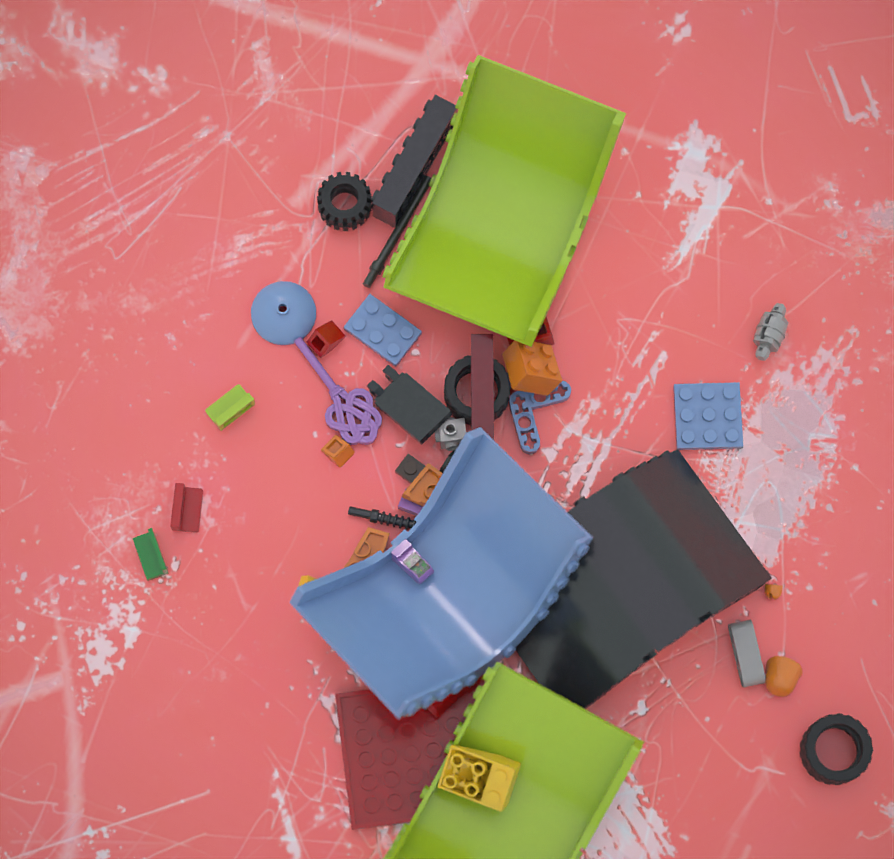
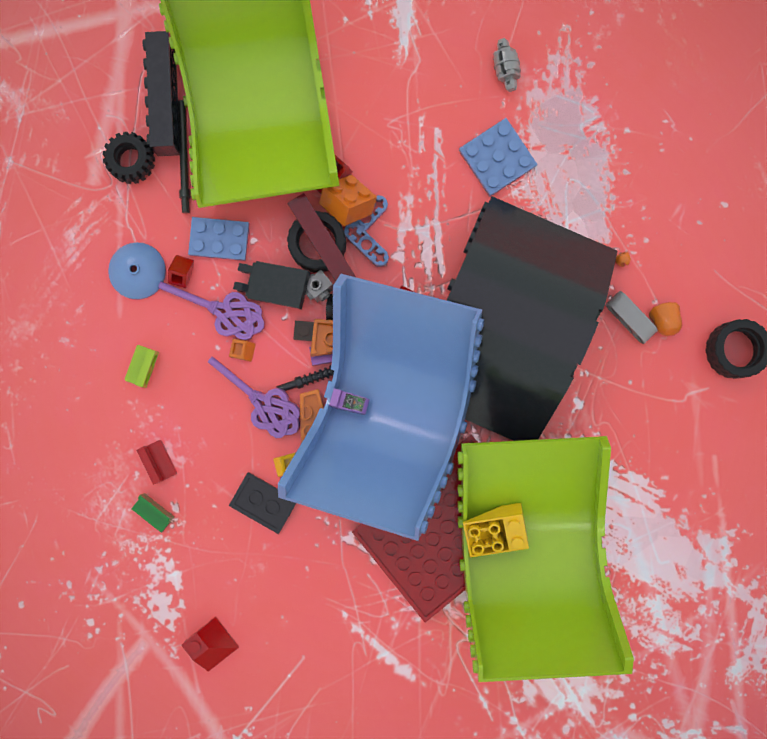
camera: 30 degrees left, 10 degrees up
(125, 720) = (210, 645): none -> red slope
(265, 613) = (261, 503): none -> black tile
(322, 502) = (275, 426): none -> medium lavender piece

